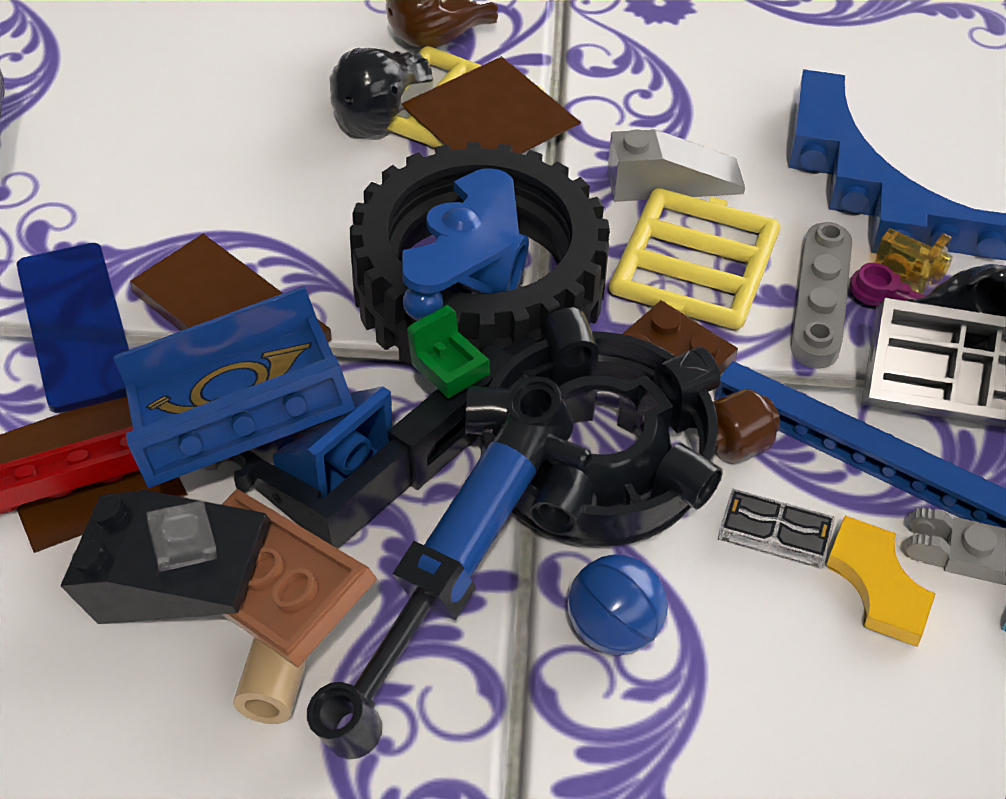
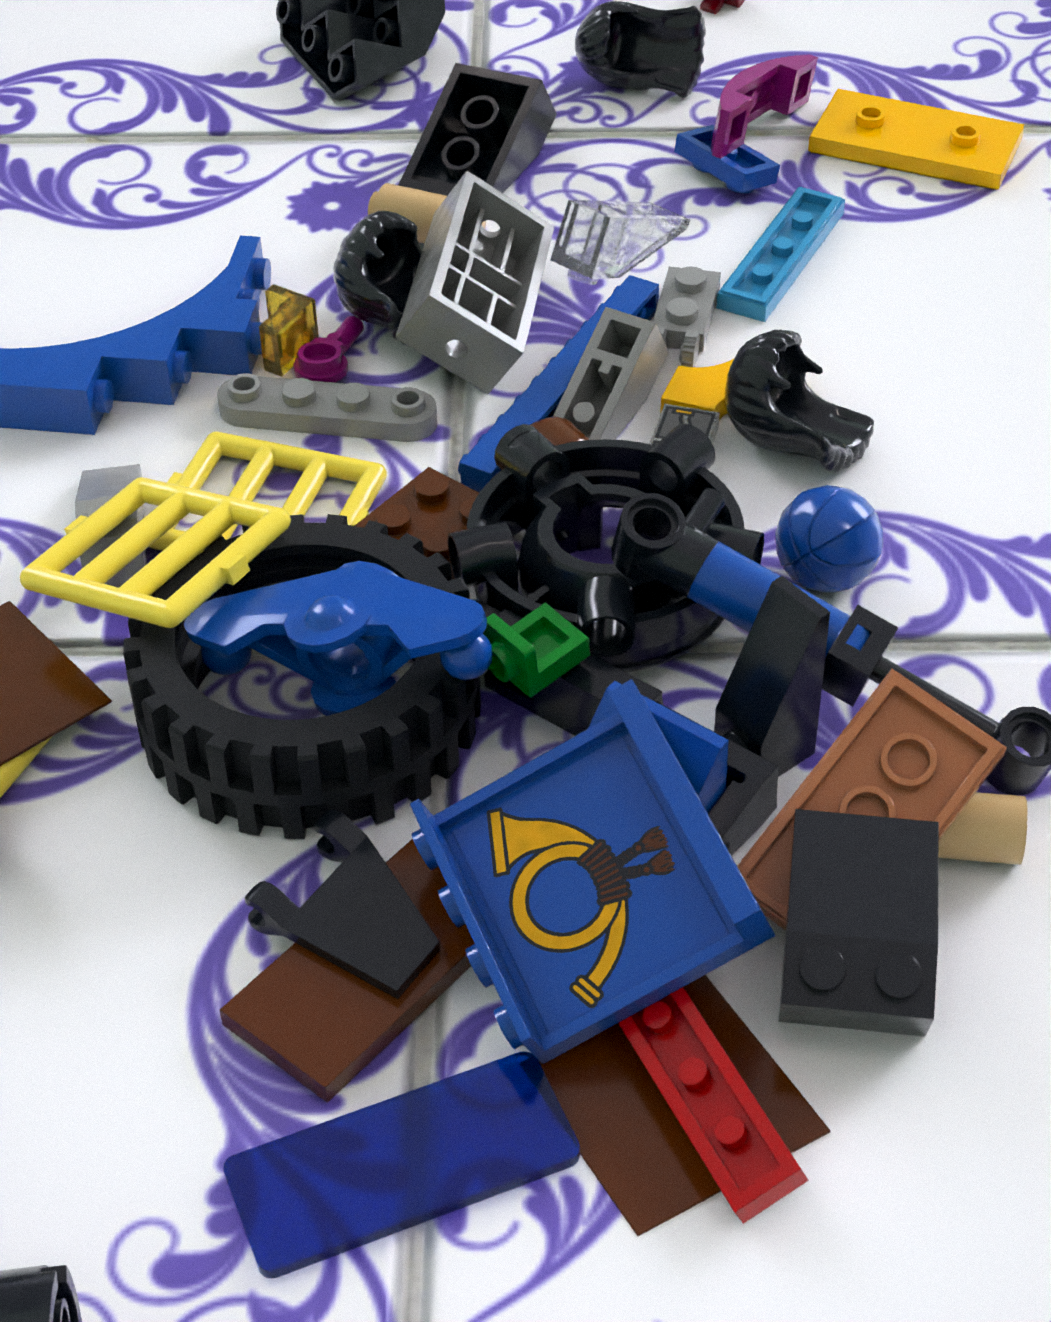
camera: 90 degrees left, 5 degrees down
(181, 535) = (863, 867): clear plate -> none
(261, 279) = (356, 915): none -> black flag
(399, 516) = (778, 679): none -> black slope
(539, 118) = (134, 596): none -> light yellow bar
(812, 607) = (780, 411): none -> black piece
(851, 470) = (613, 375): none -> light grey slope

